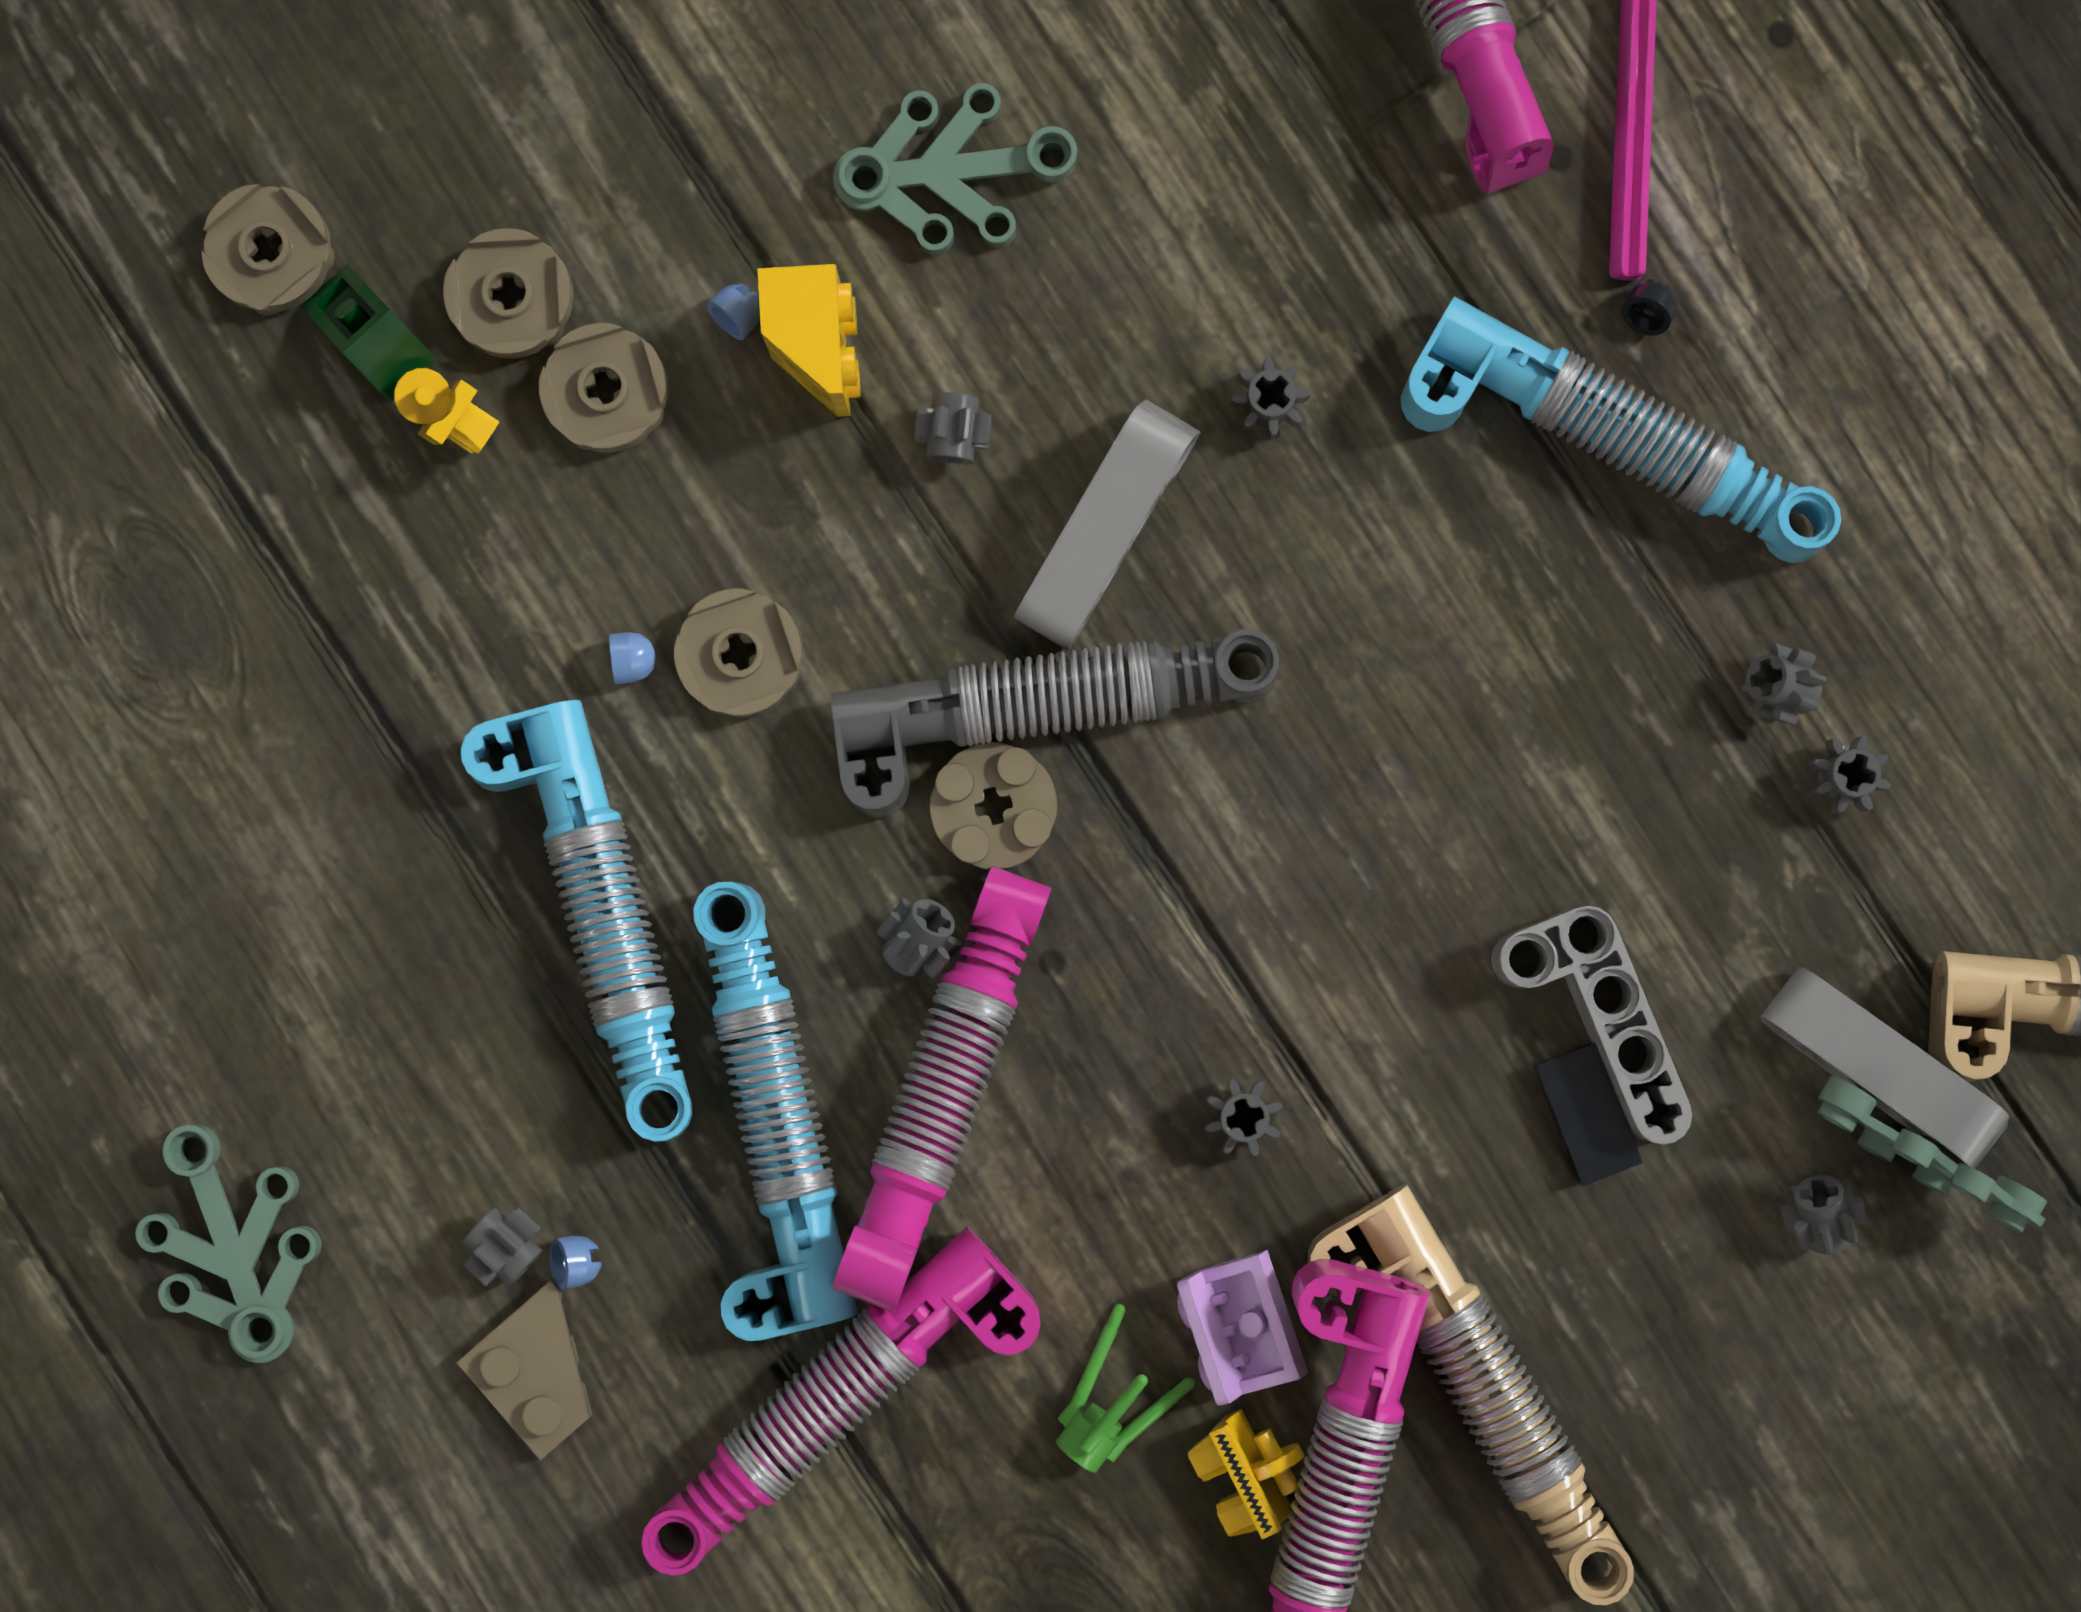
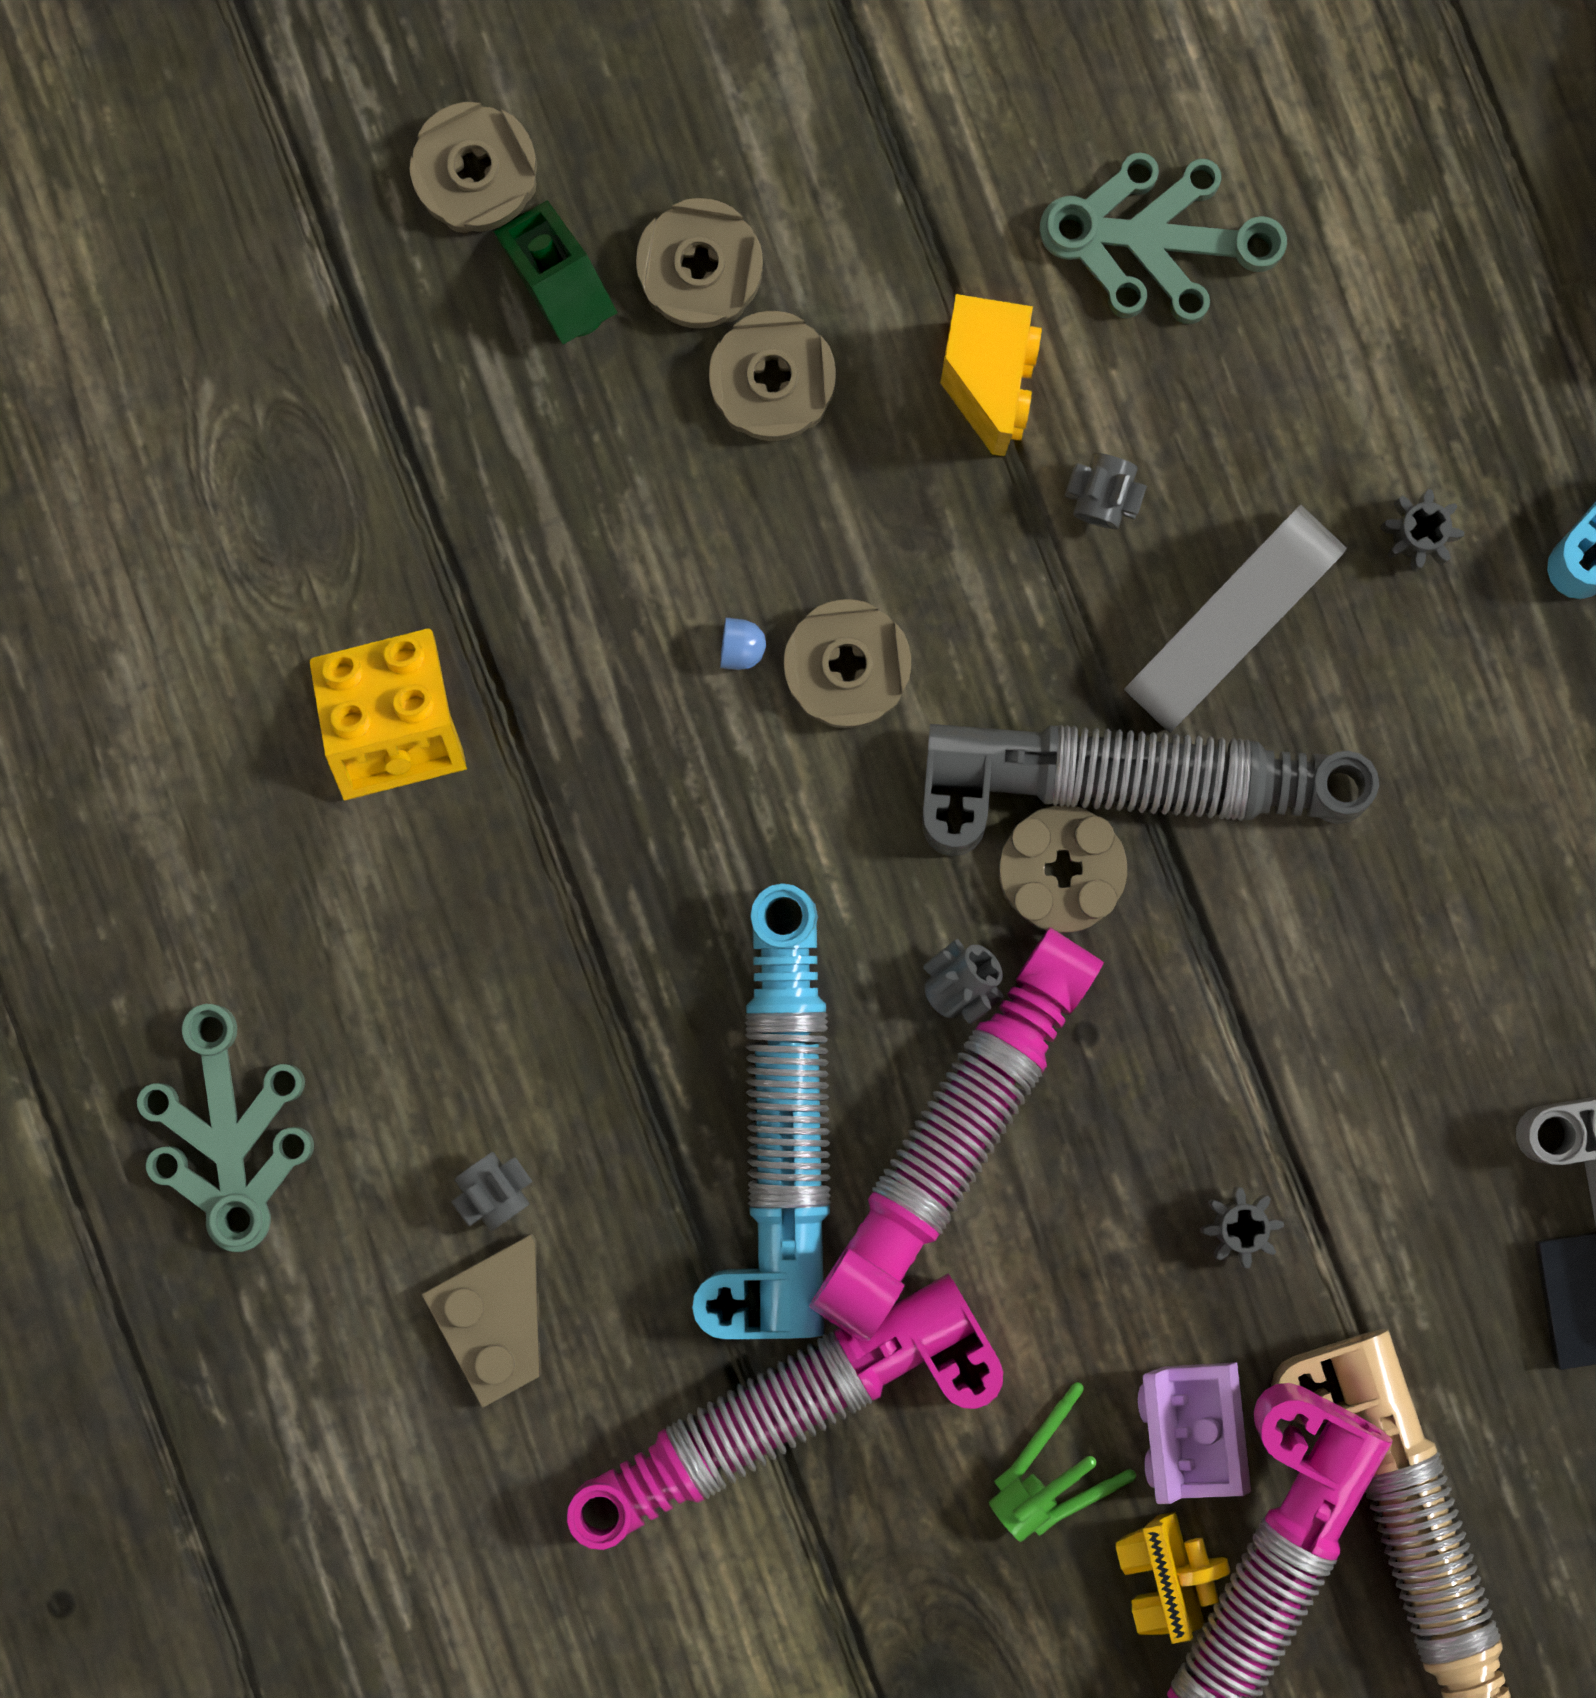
camera: 15 degrees right, 0 degrees up
(296, 804) = (385, 714): none -> yellow bracket
(443, 409) = (615, 364): yellow hips -> none
(572, 1262) = (555, 1221): medium blue hinge -> none
(599, 882) = (661, 820): medium azure piece -> none
(735, 310) = (917, 329): medium blue hinge -> none

